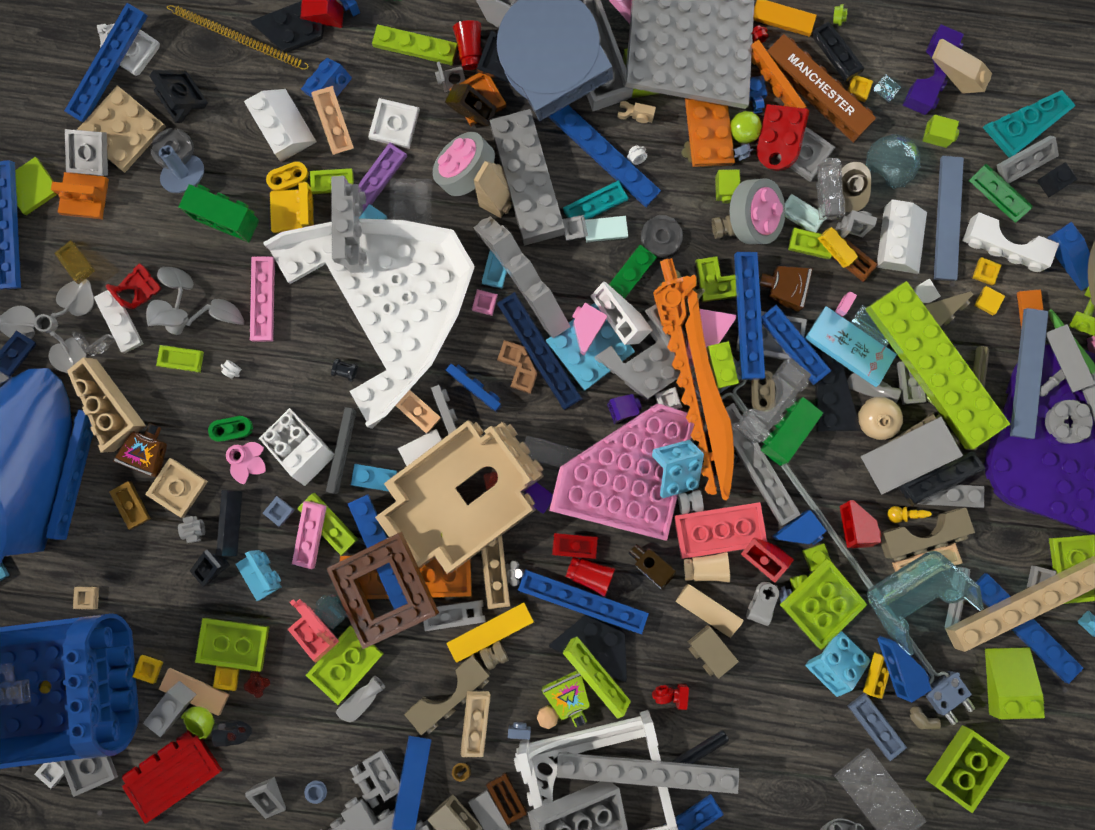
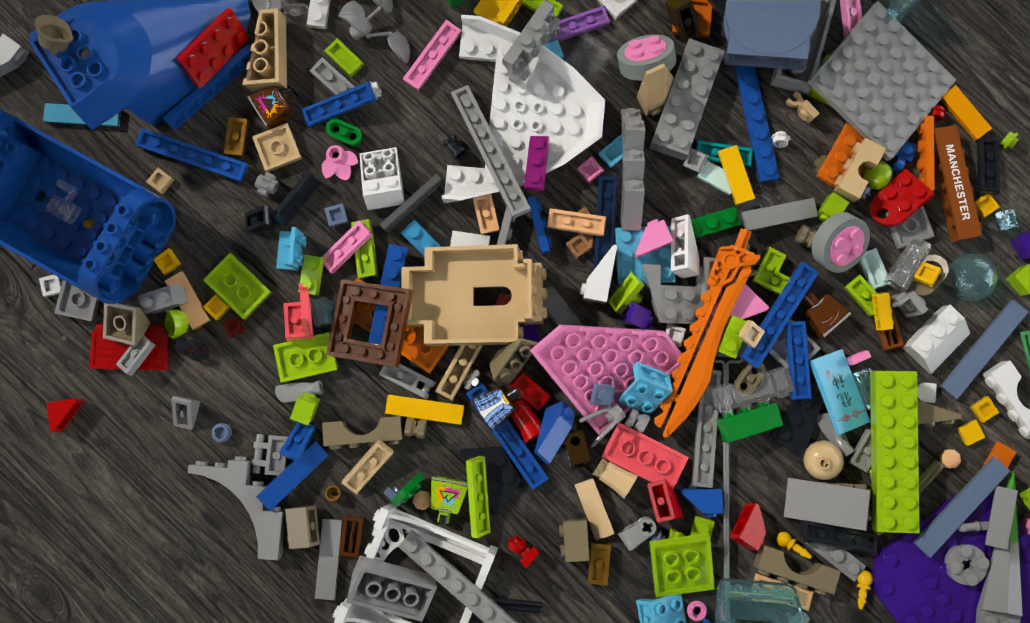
camera: 40 degrees right, 0 degrees up
(47, 438) = (213, 48): none -> red piece
(98, 552) = (191, 155): none -> blue plate
(149, 758) = (124, 323): none -> dark tan slope
(181, 779) = (135, 356): none -> light grey plate
(190, 387) = (330, 77): none -> light grey plate
(207, 406) = (339, 104): none -> blue tile
(294, 582) = (312, 273): none -> lime plate
(378, 712) = (305, 408): none -> lime brick
(381, 351) = (490, 152): none -> light grey plate
(393, 747) = (298, 441): none -> blue plate
(432, 332) = (536, 163): none -> magenta plate
(506, 360) = (576, 222): none -> light nougat tile
(530, 712) = (405, 493): none -> green plate
(537, 531) = (510, 360): none -> dark tan slope
(554, 580) = (497, 405): none -> torso
(566, 400) = (599, 281): none -> white slope
(599, 392) = (627, 293): none -> lime tile
(620, 215) = (736, 175): none -> yellow tile
(622, 566) = (554, 428): none -> blue slope
(643, 501) = (602, 394): none -> sand blue plate
(667, 513) = (614, 416): none -> light grey plant
(684, 223) = (779, 214): none -> light grey tile
(727, 152) = (850, 183): none -> tan arch
(737, 351) = (751, 333): none -> tan plate
(749, 657) = (599, 564): none -> pearl gold plate
(853, 186) = (927, 274): none -> yellow plate
(872, 635) = (699, 616): none -> bright pink plate
(988, 337) = (950, 458): none -> light nougat tile
(992, 499) = (864, 579): none -> yellow bar

